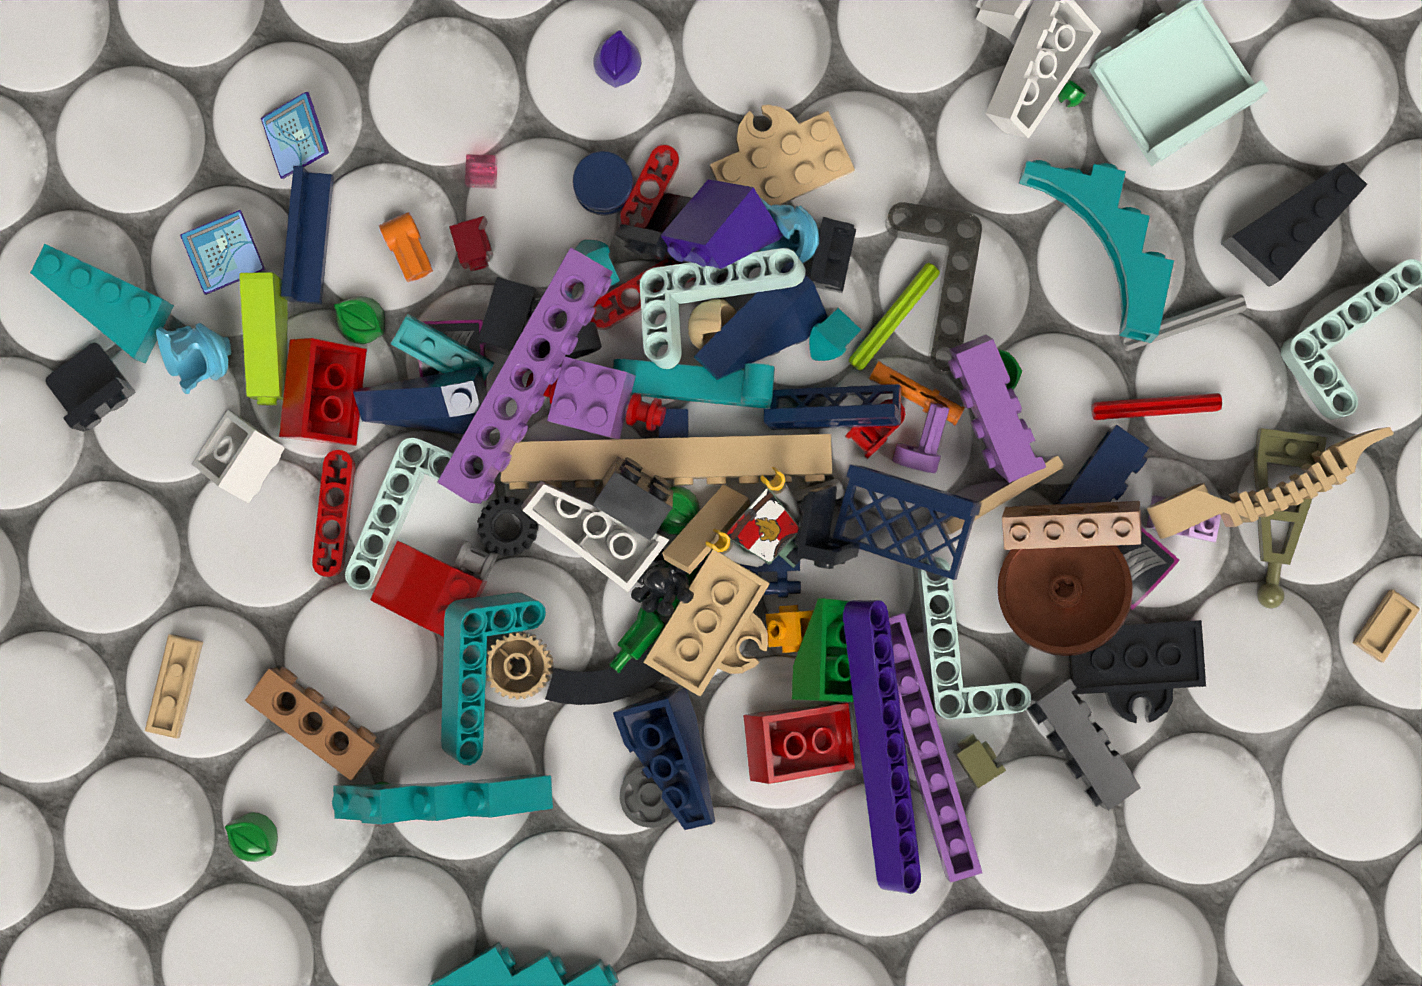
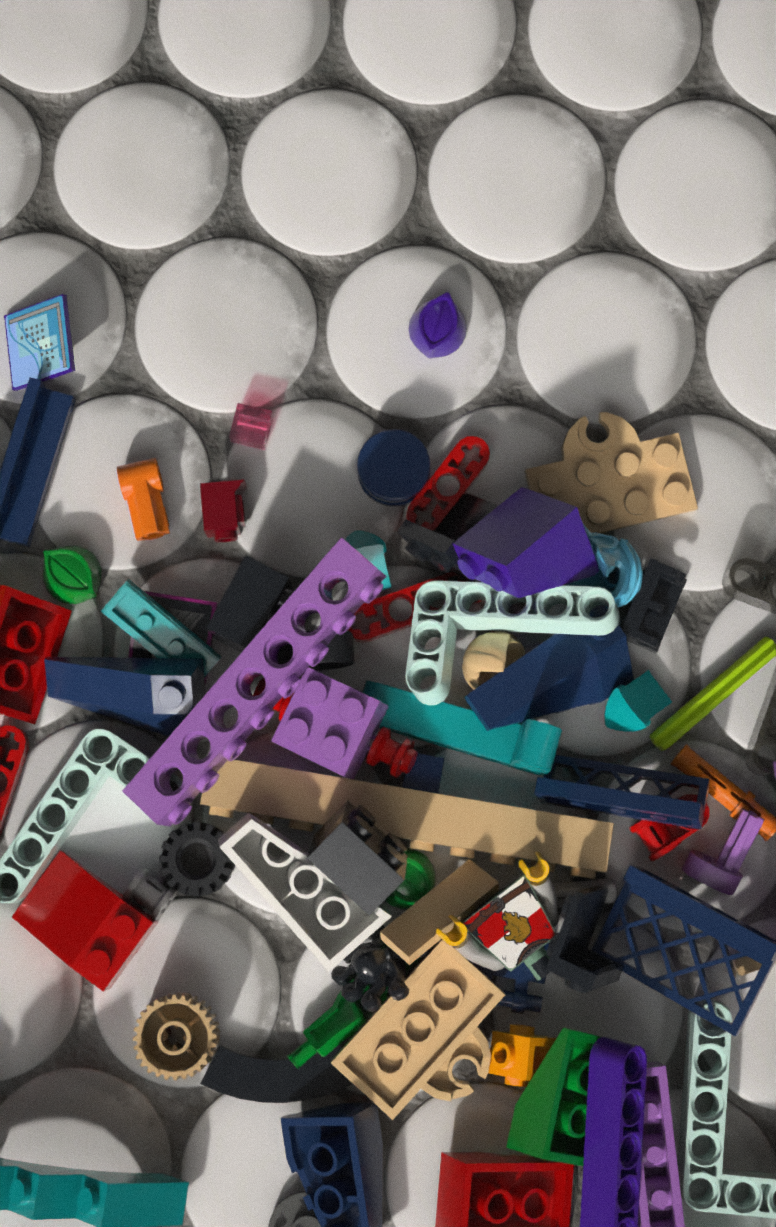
camera: 10 degrees right, 5 degrees down
(472, 664) = (110, 1031): teal beam -> none

